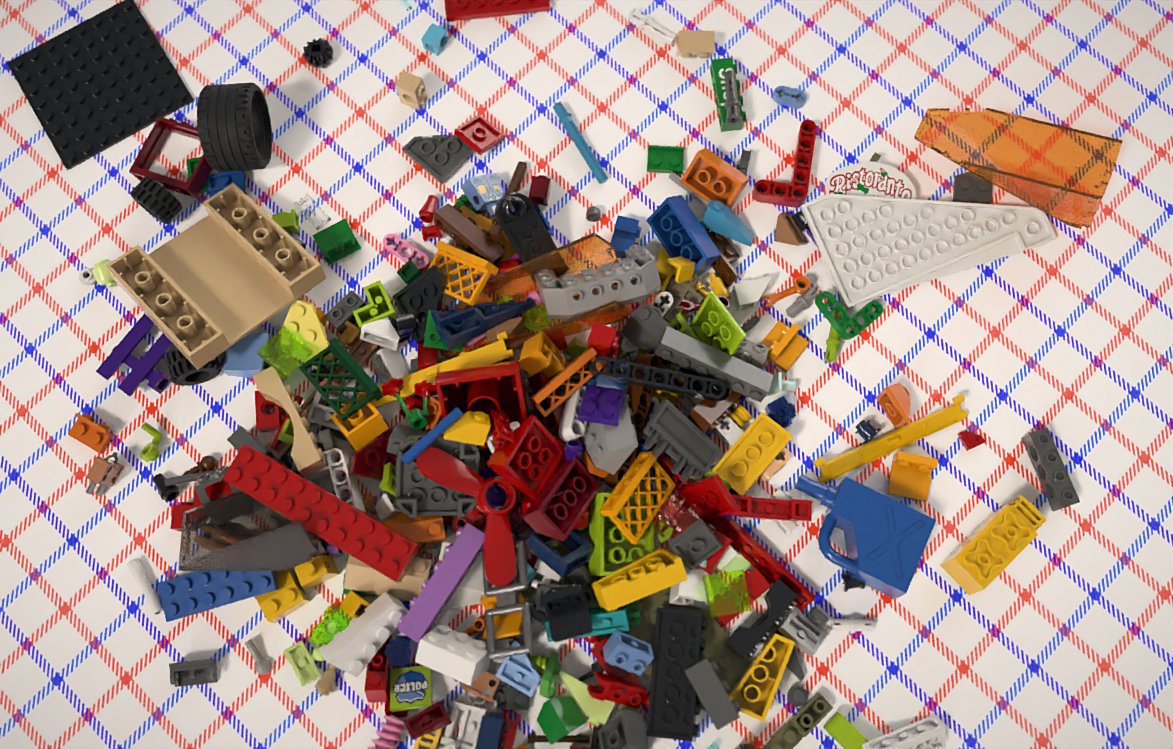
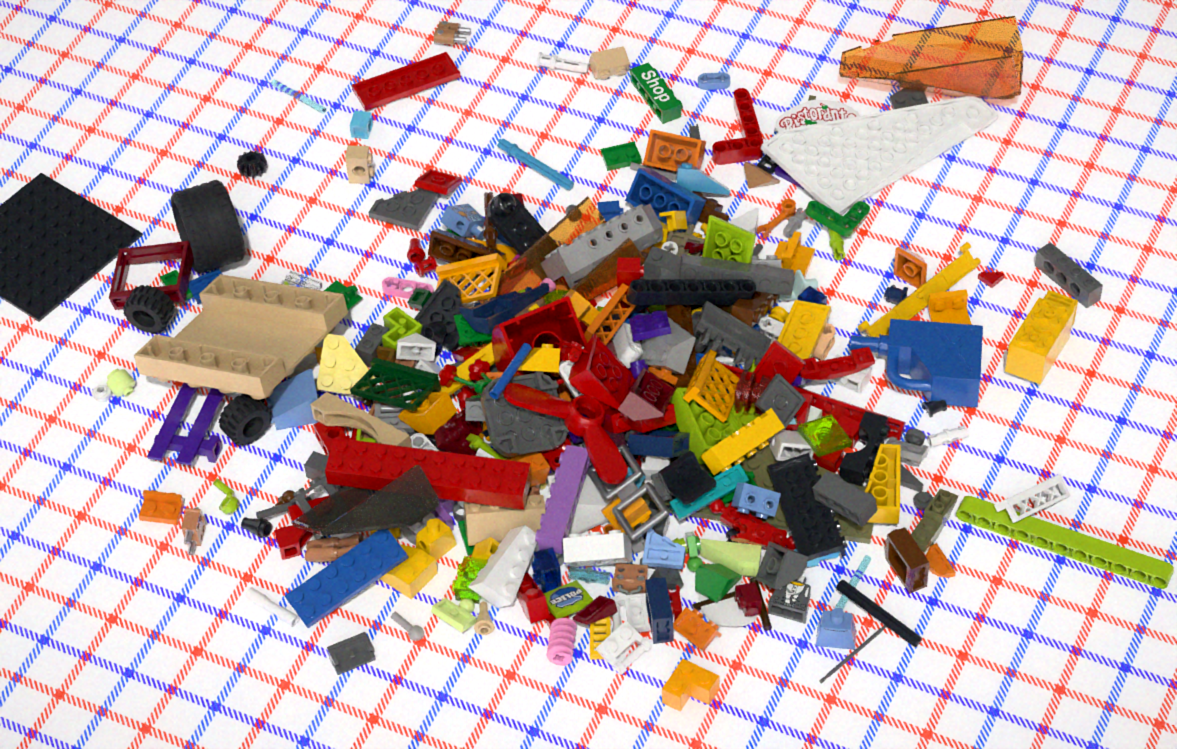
camera: 20 degrees left, 25 degrees down
(285, 352) = (333, 379): clear neon green plate -> none
(732, 104) = (665, 93): dark grey pin -> none

